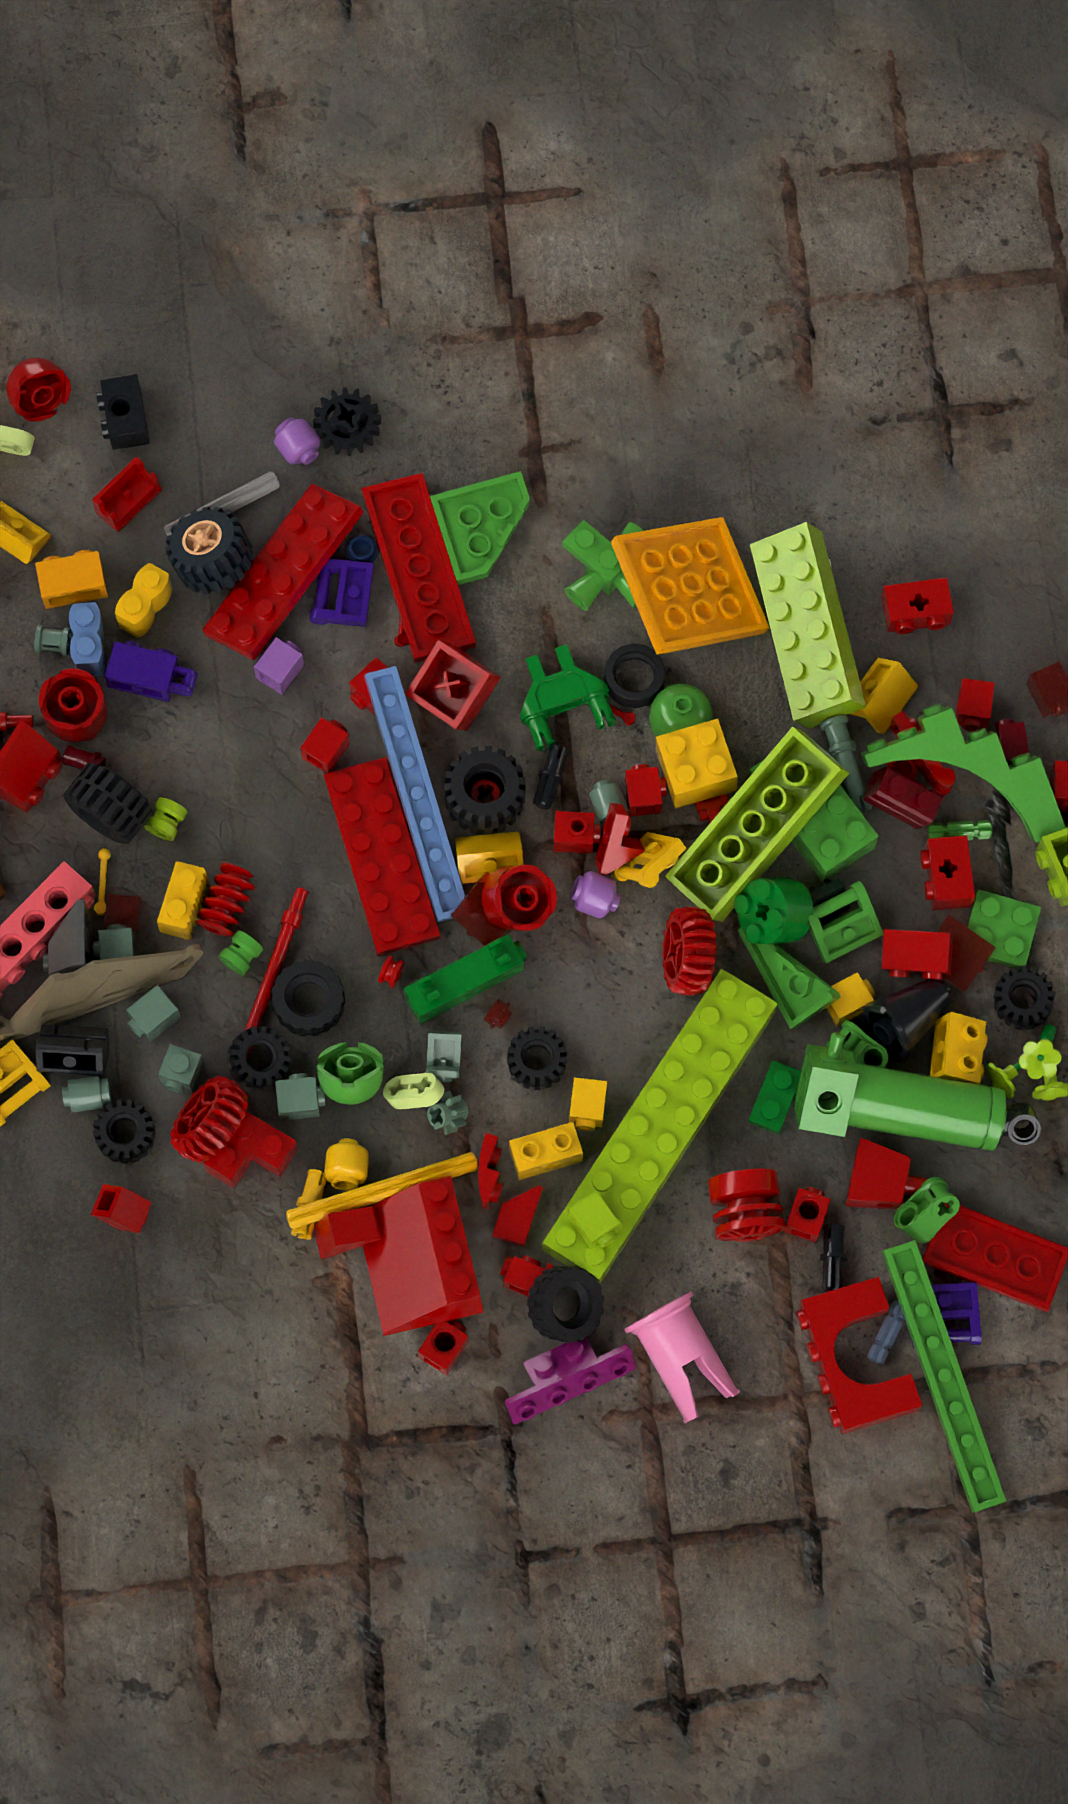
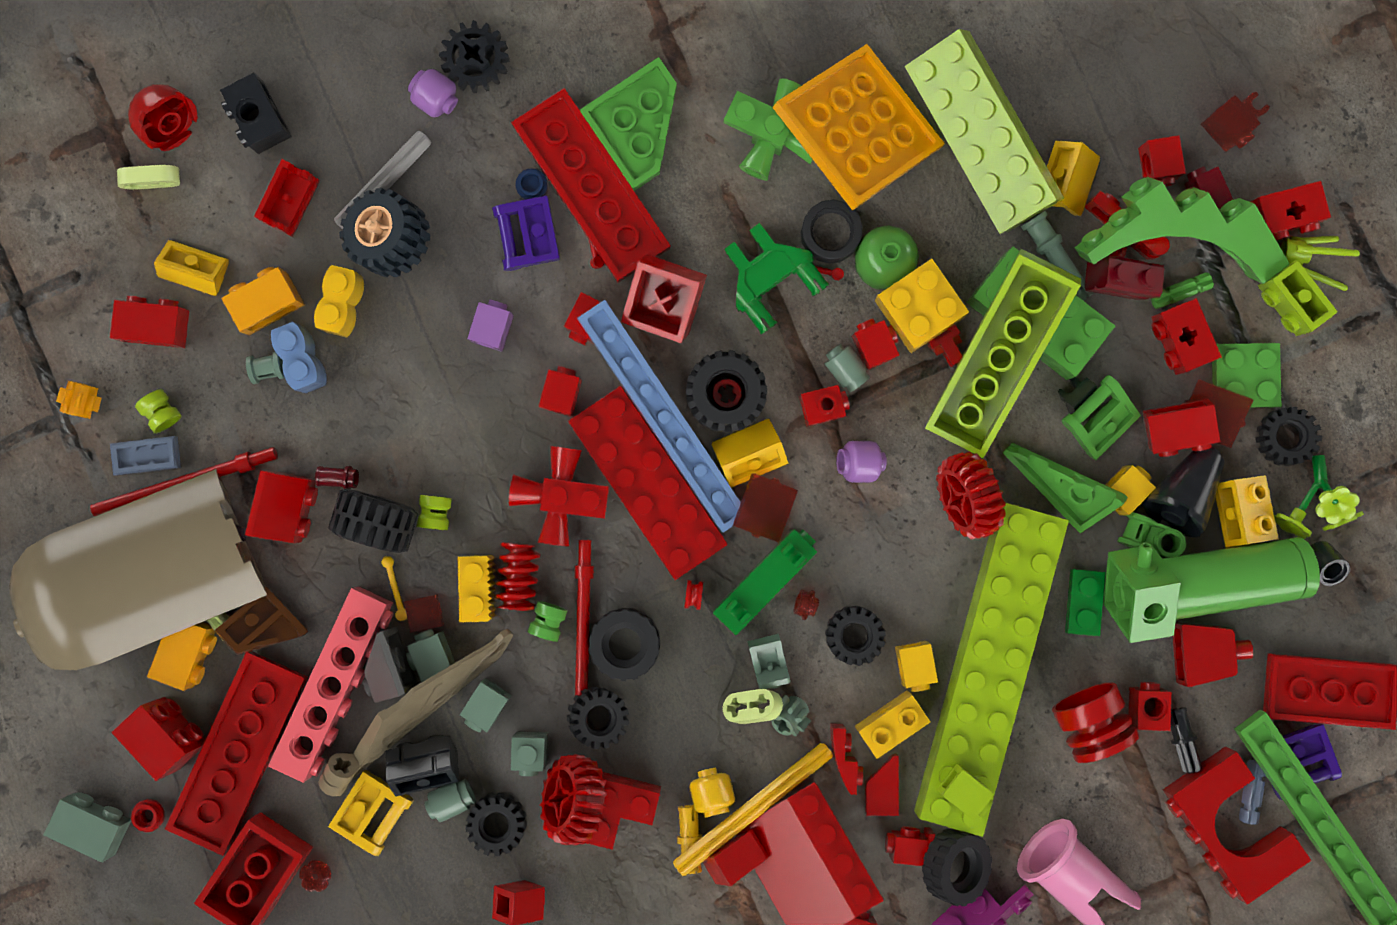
camera: 15 degrees left, 15 degrees up
(65, 690) = (299, 413): red brick -> none
(148, 672) = (367, 371): dark purple brick -> none
(282, 571) = (463, 229): red plate -> none
(293, 838) = (560, 496): none -> red brick
(299, 1097) = (647, 742): sand green brick -> none
(350, 1073) = (688, 708): bright green cylinder -> none
(501, 893) = (793, 492): red brick -> none
(550, 777) = (783, 357): black axle -> none
(614, 846) = (867, 406): red slope -> none
(659, 854) = (907, 405): yellow plate -> none
(774, 910) = (1039, 430): green brick -> none
(926, 1213) = (1266, 668): bright green piece -> none
(930, 596) = (1092, 64): red brick -> none

